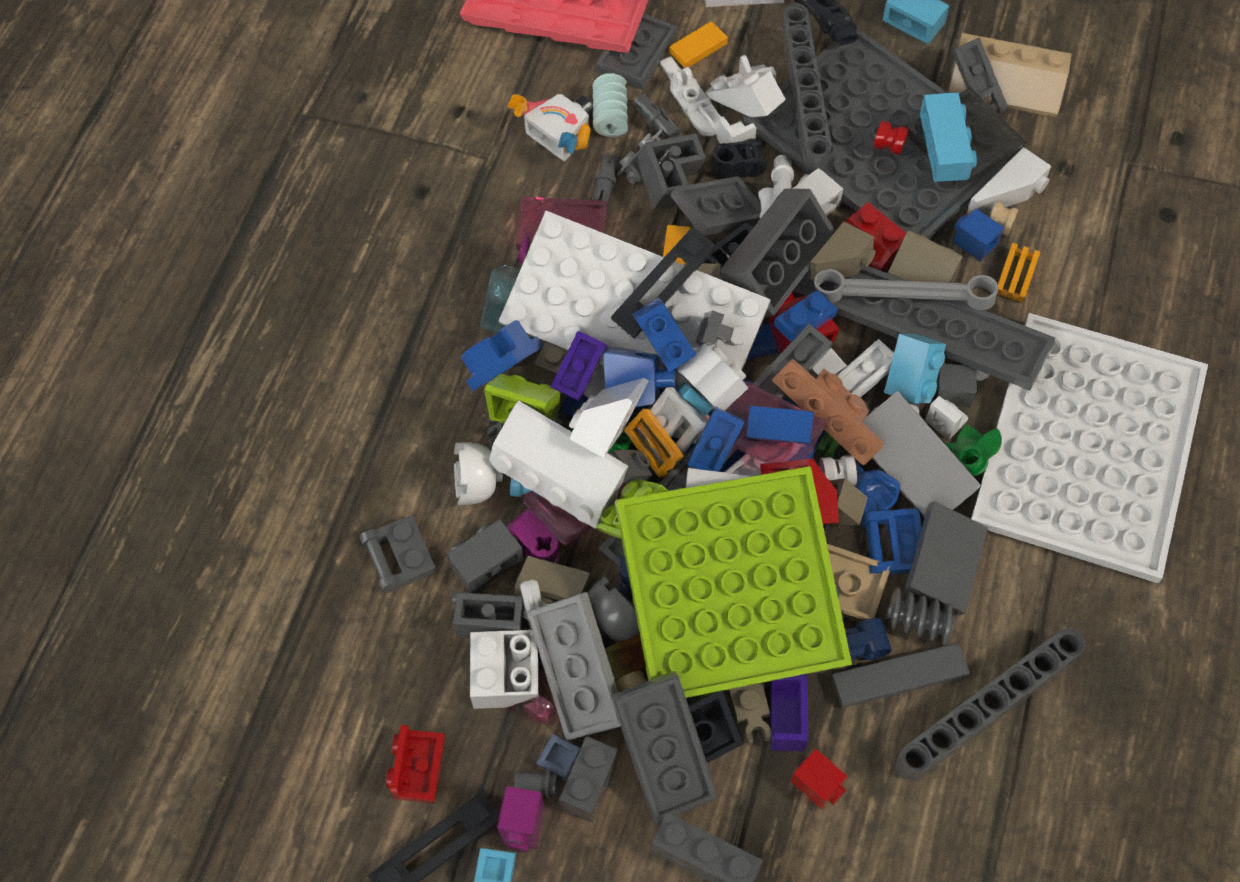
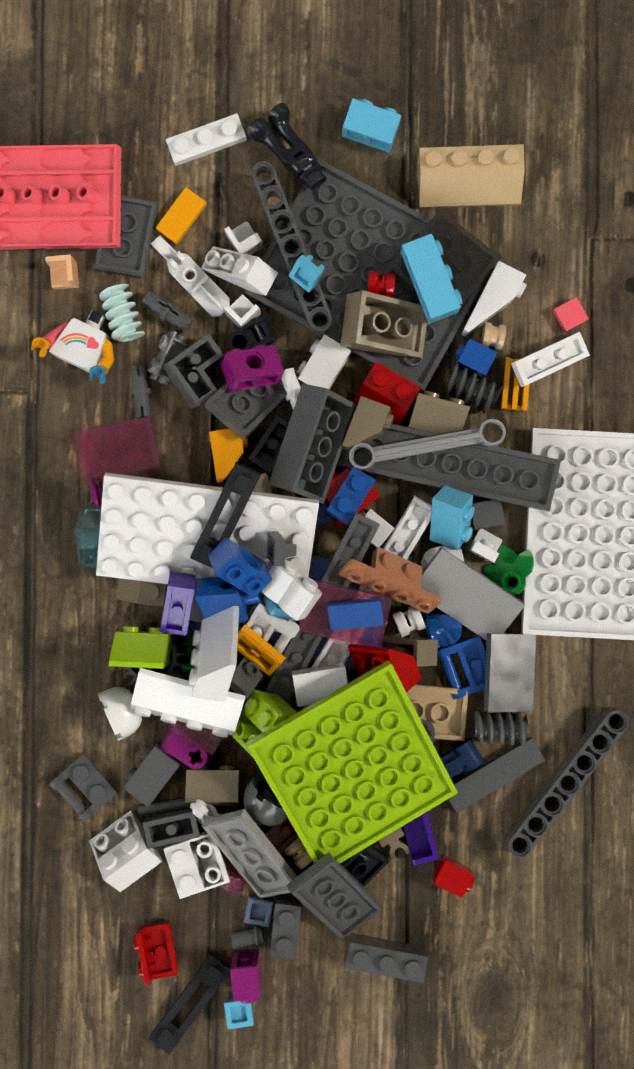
camera: 15 degrees left, 25 degrees up
(421, 635) = (124, 852): none -> white slope
(498, 353) = (114, 609): blue panel -> none
(563, 58) = (63, 271): none -> light nougat panel
(715, 440) = (307, 643): blue plate -> none
(732, 176) = (242, 377): none -> magenta brick
(782, 175) = (294, 349): white pin -> none
(816, 97) = (306, 272): none -> medium azure tile
(884, 172) = (383, 325): none -> dark tan slope
(972, 262) = (473, 389): none -> dark grey piece
(979, 73) = (444, 192): dark grey plate -> none
(1061, 252) = (550, 359): none -> white plate
(1092, 222) = (570, 314): none -> coral tile

